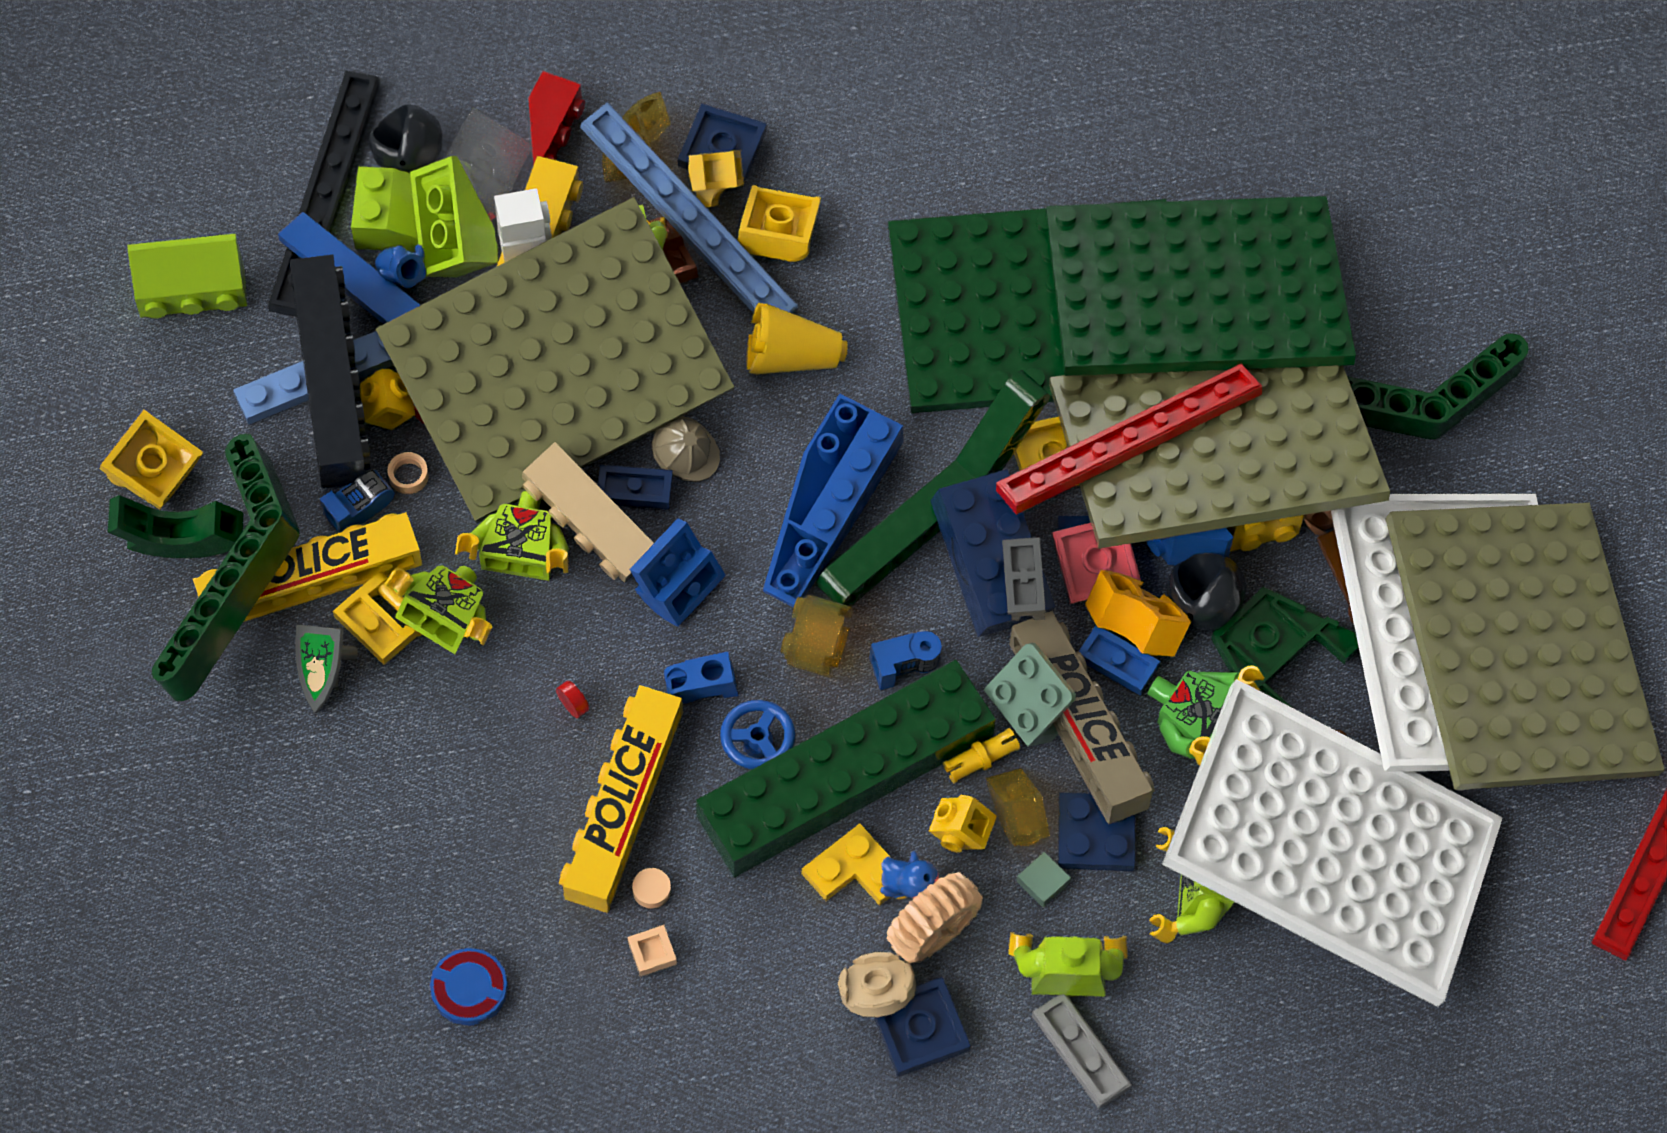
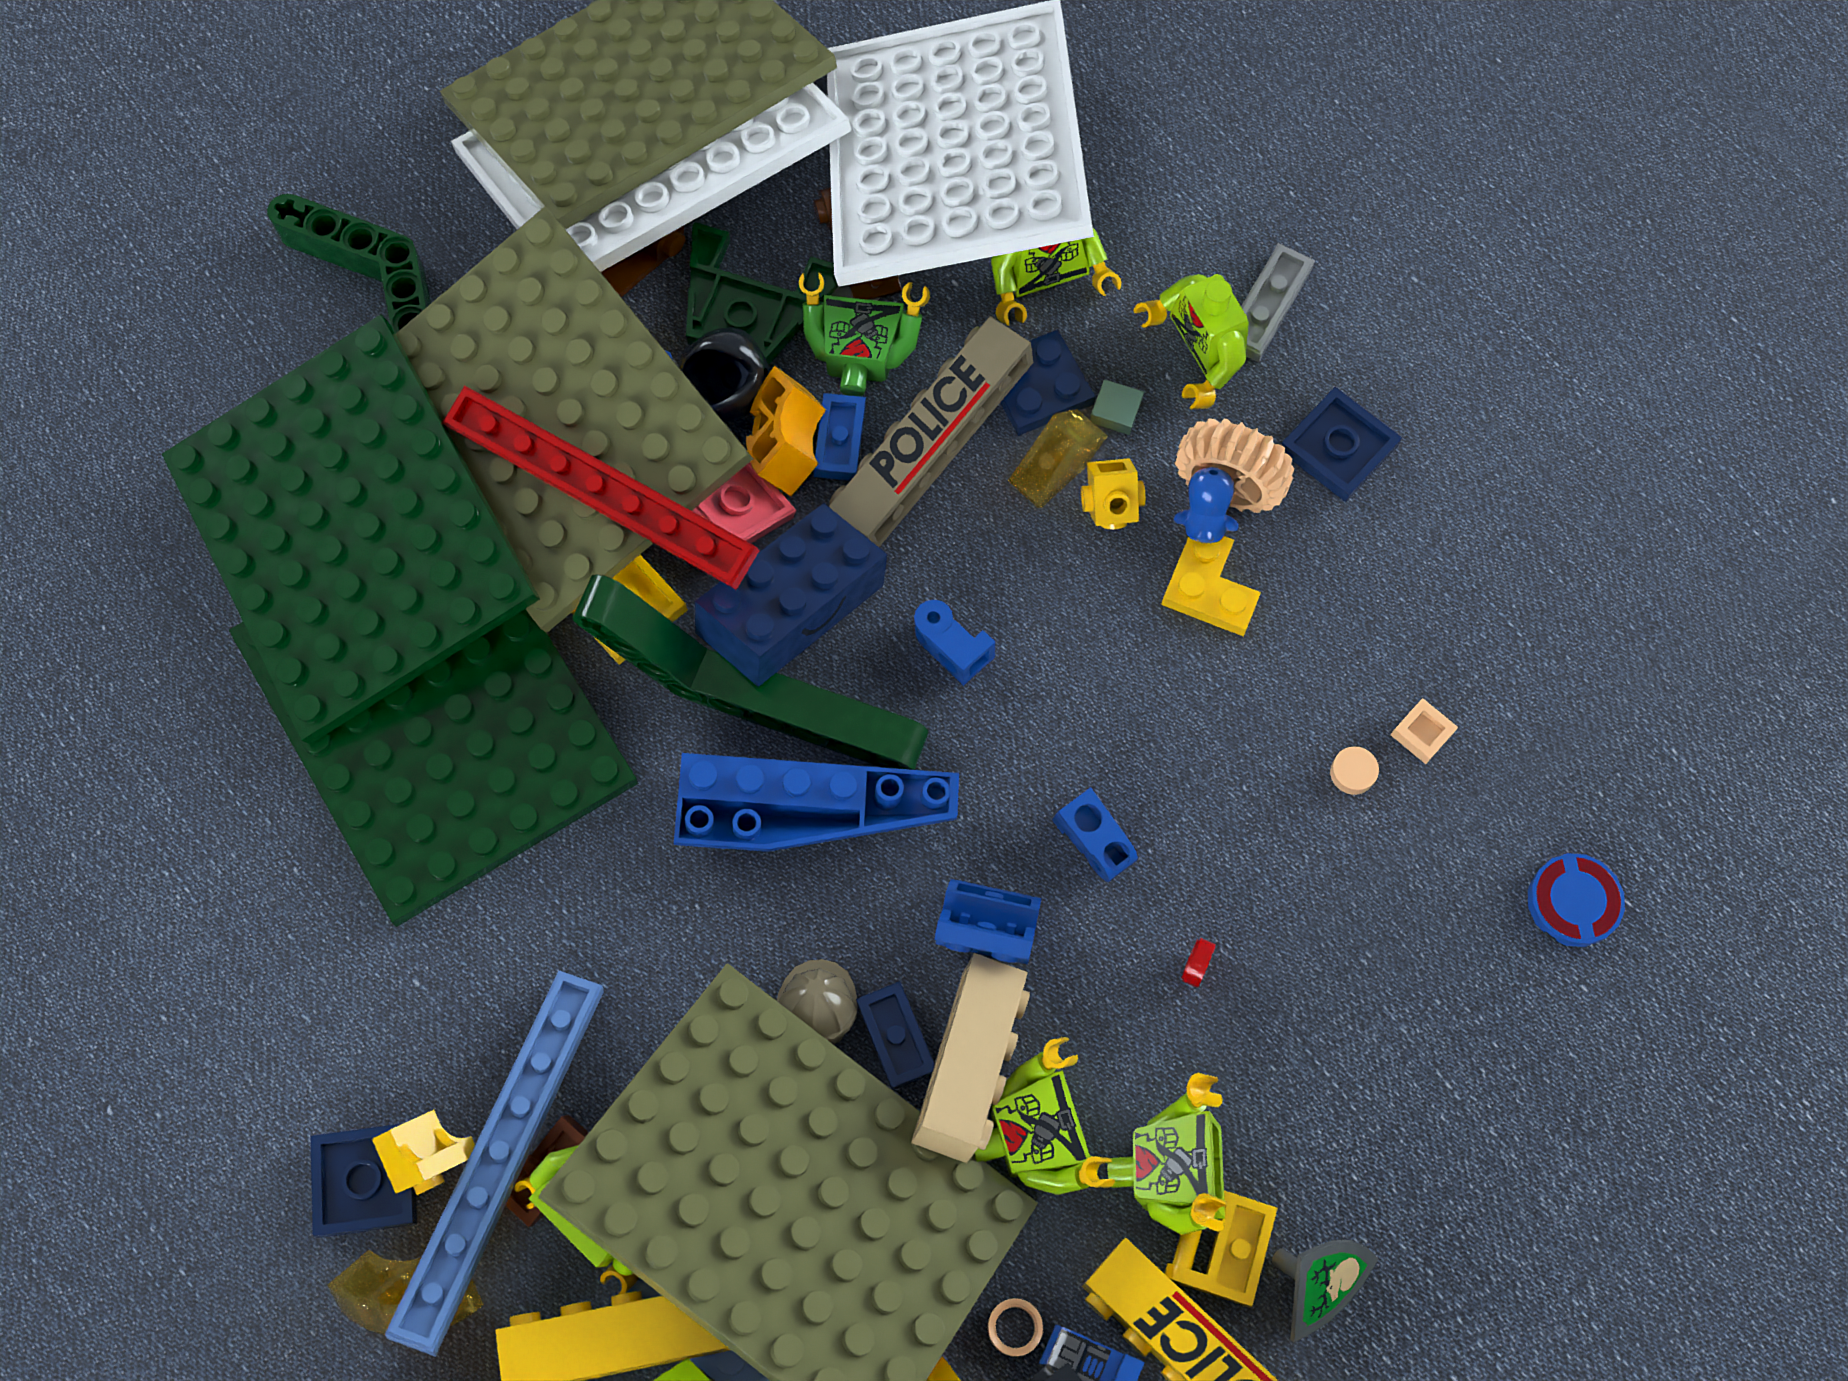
camera: 115 degrees left, 5 degrees up
(521, 222) = (637, 1333): white piece -> none
(622, 798) = (1280, 846): yellow brick -> none
(755, 748) = (1128, 756): blue piece -> none
(778, 224) = (454, 1046): yellow slope -> none
(791, 343) = (623, 948): yellow cone -> none
(817, 635) = (985, 727): clear yellow brick -> none
(844, 768) = (1116, 635): dark green brick -> none
(877, 984) = (1328, 497): tan tile -> none
(981, 755) = (1020, 517): yellow pin -> none
(1024, 578) = (824, 517): dark grey hinge -> none
(1031, 695) = (942, 479): sand green bracket -> none

